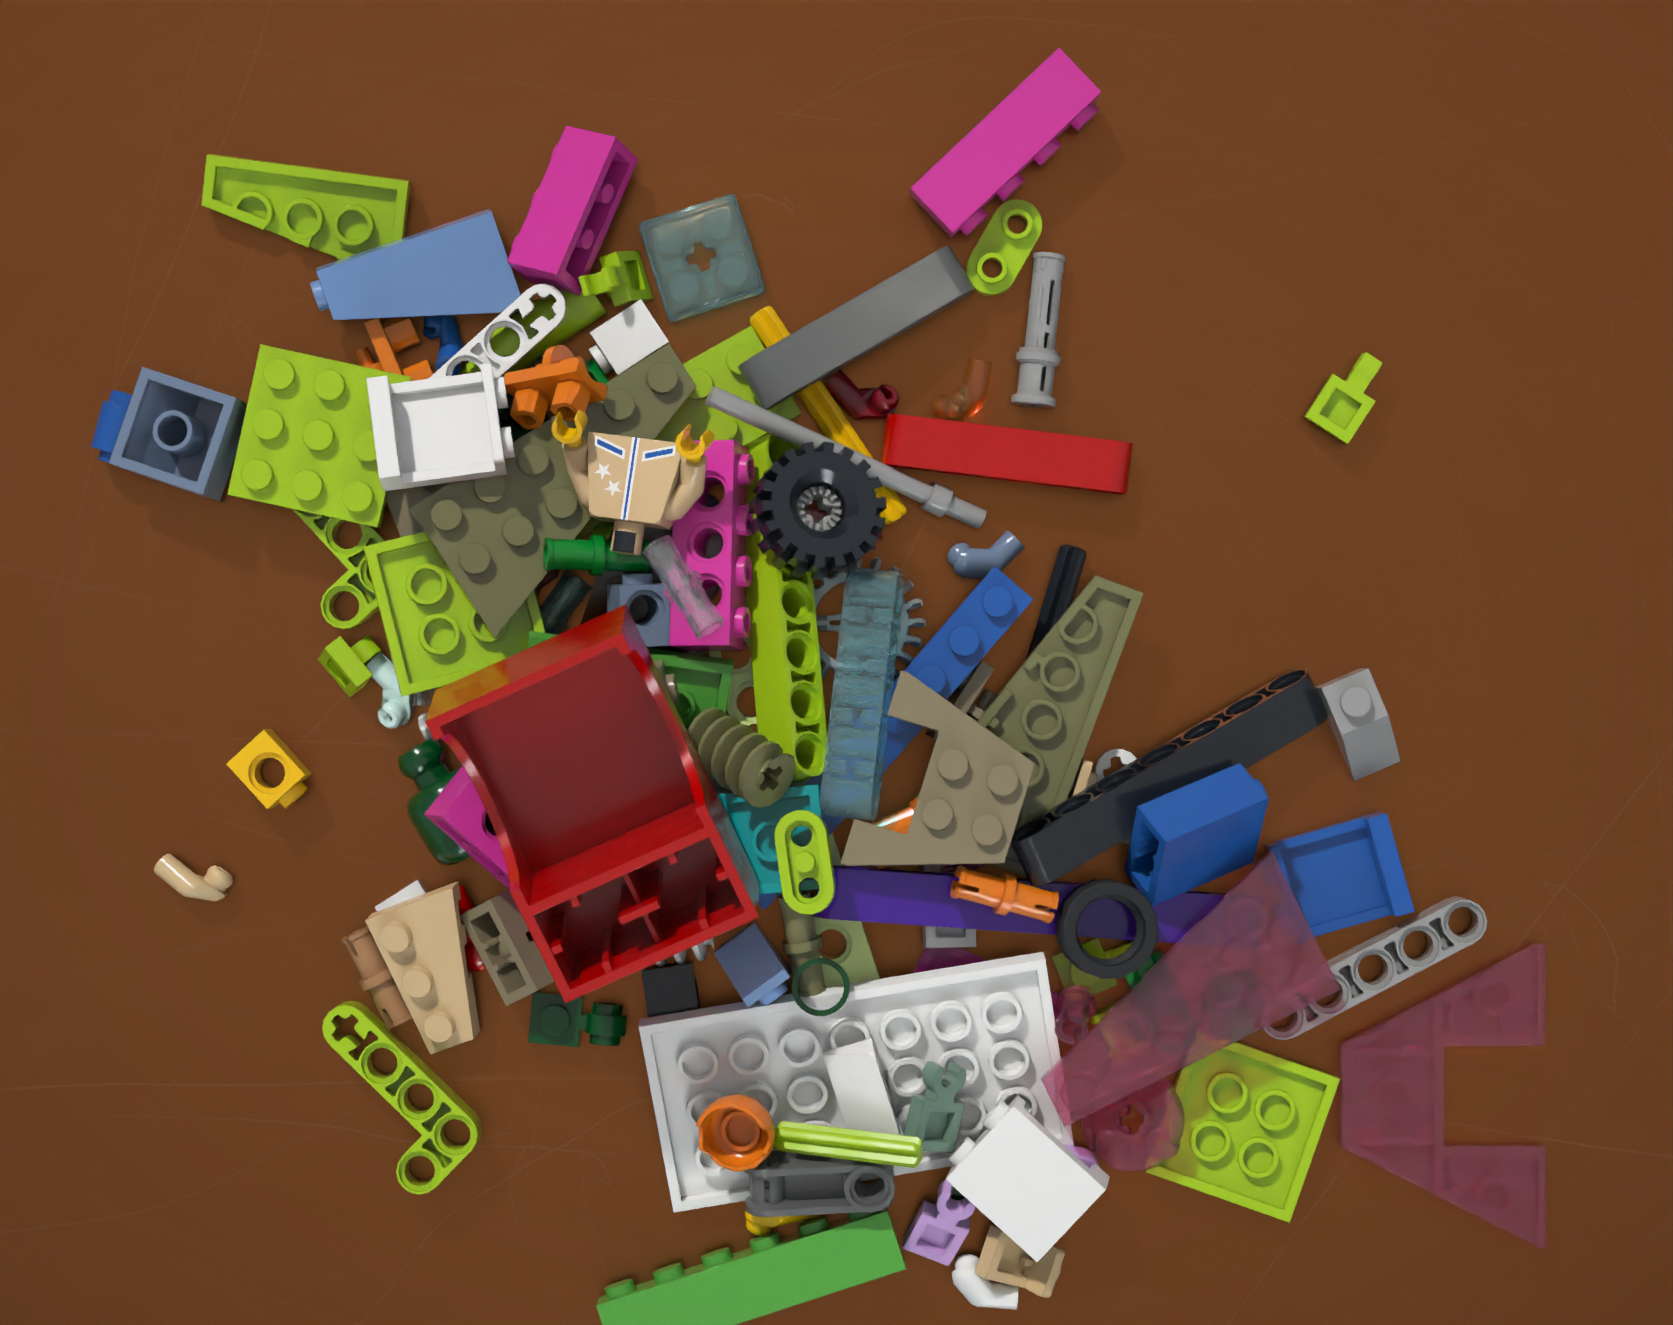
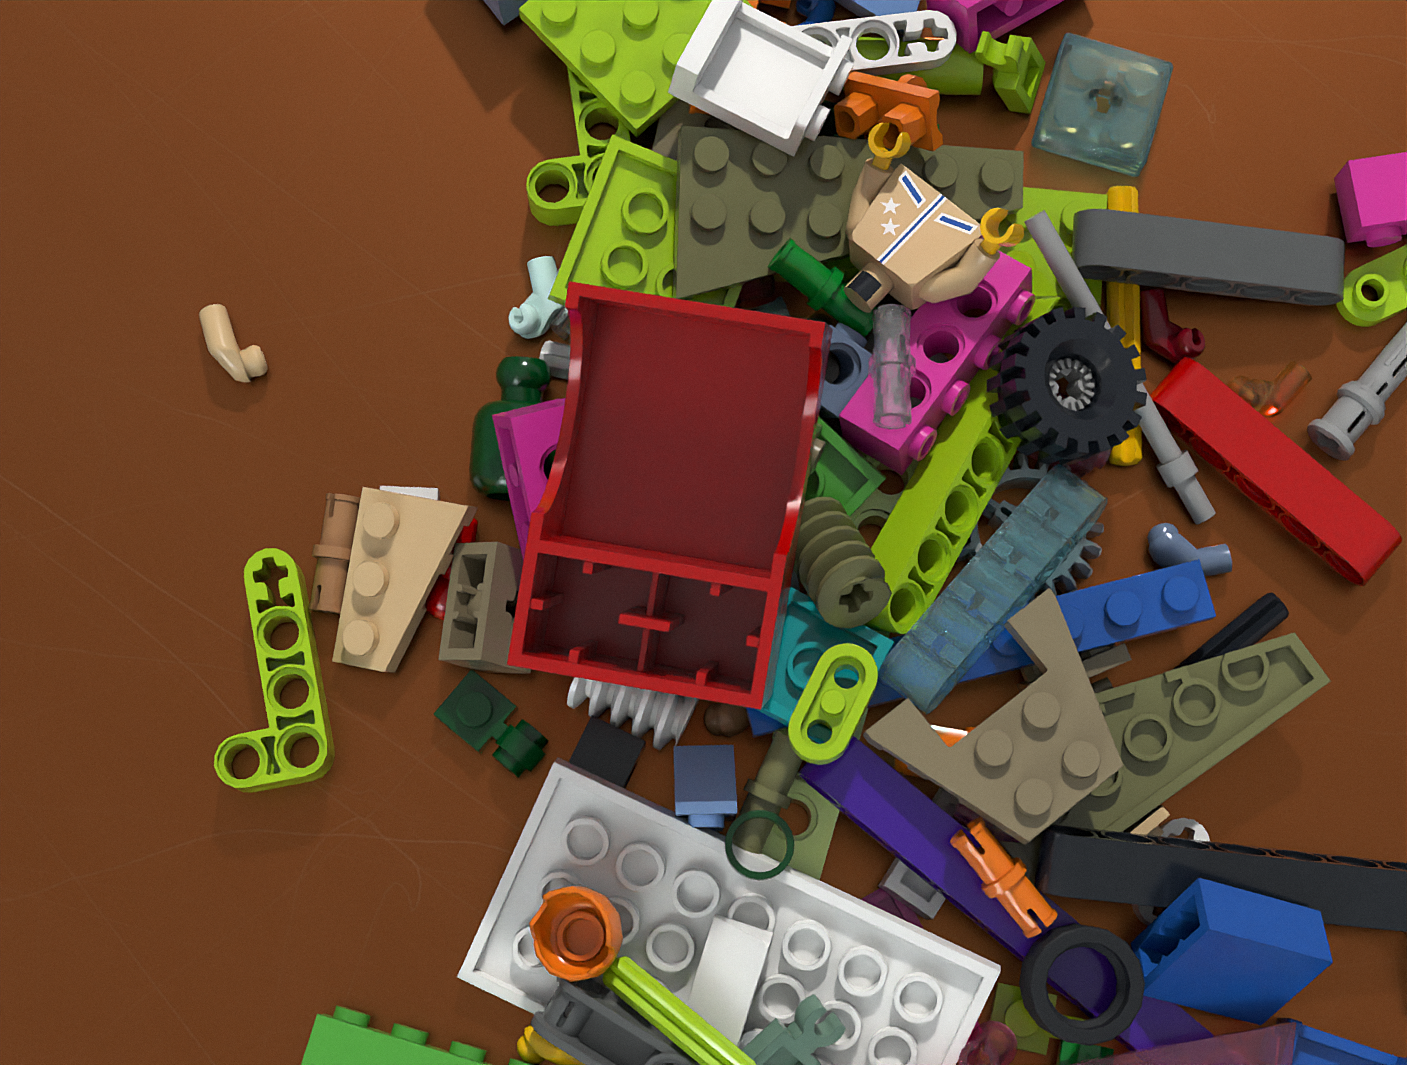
camera: 25 degrees right, 10 degrees down
(248, 766) = (369, 269): yellow brick -> none
(349, 664) = (517, 245): lime tile -> none
(627, 339) = (984, 122): white brick -> none

